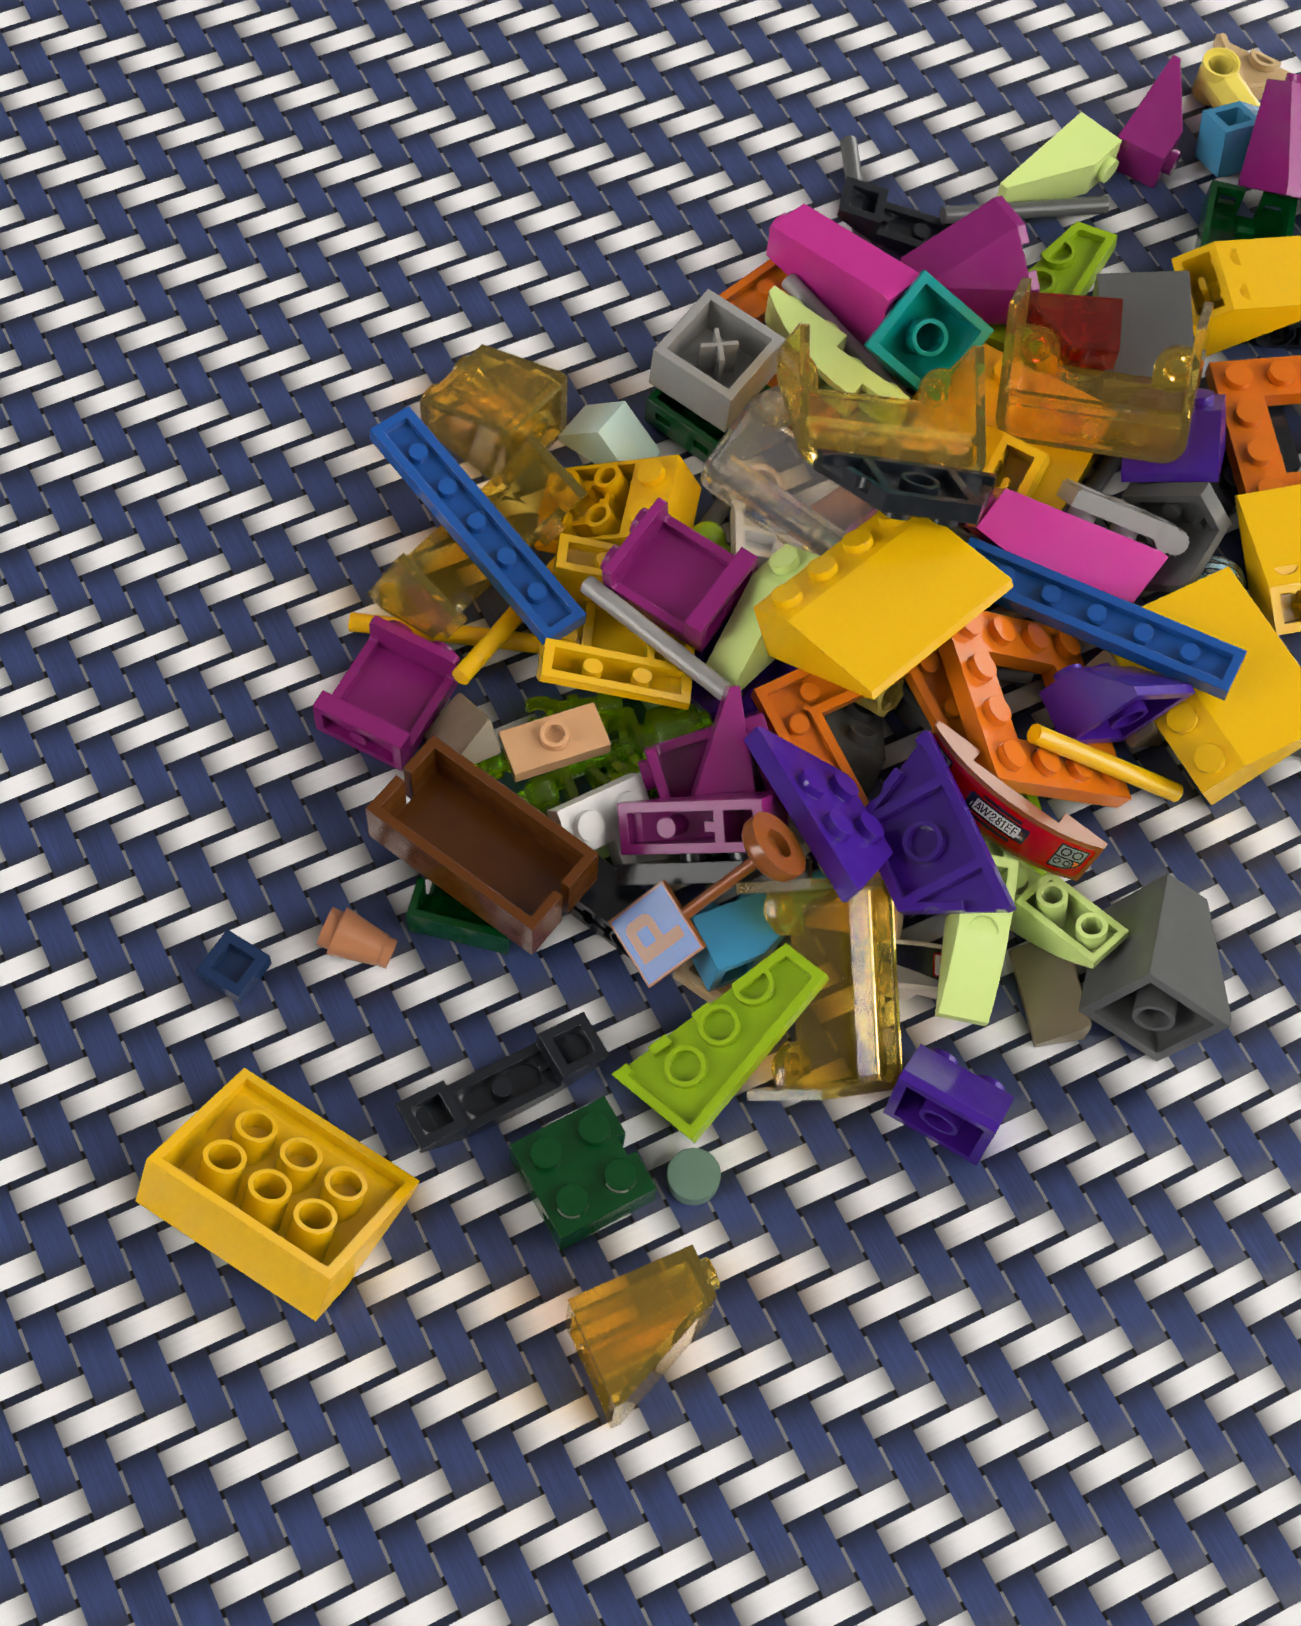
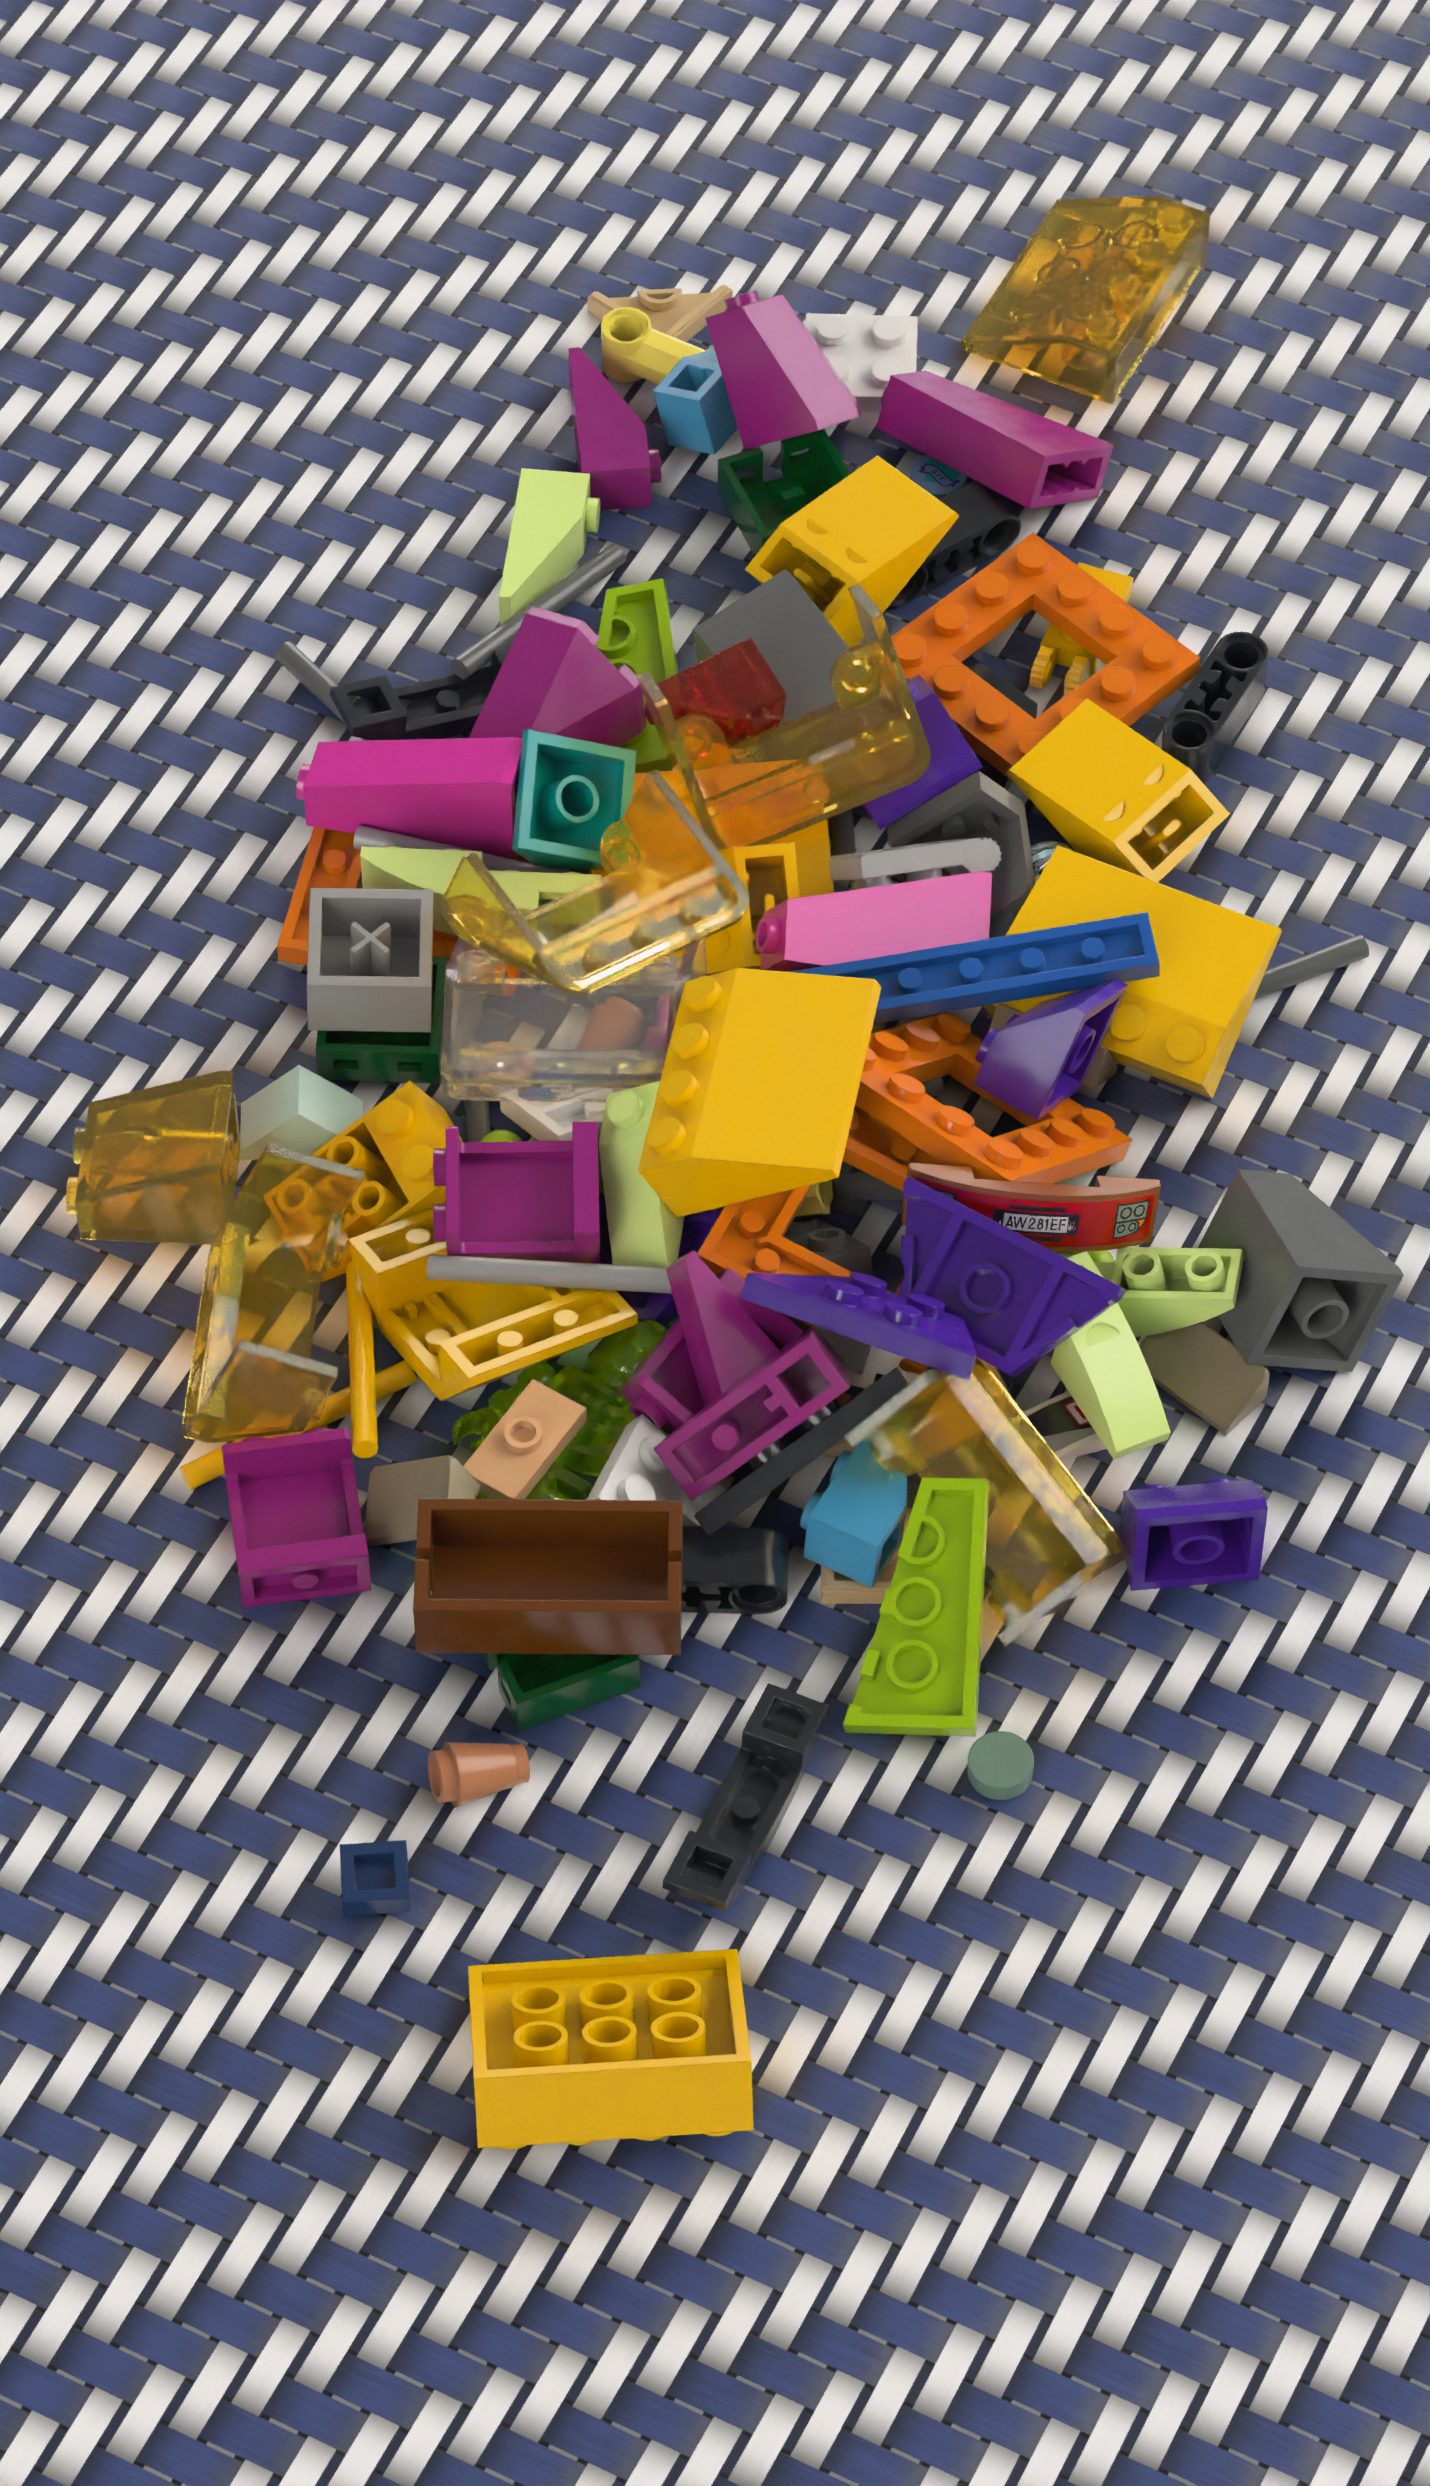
camera: 30 degrees left, 10 degrees down
(477, 526) = (259, 1284): blue plate -> none
(582, 1173) = (892, 1831): dark green piece -> none
(640, 1326) = (1066, 1918): clear yellow slope -> none
(658, 928) = (788, 1545): dark orange piece -> none
(909, 487) = (702, 953): black wing -> none
(1104, 762) = (1087, 1113): yellow bar -> none

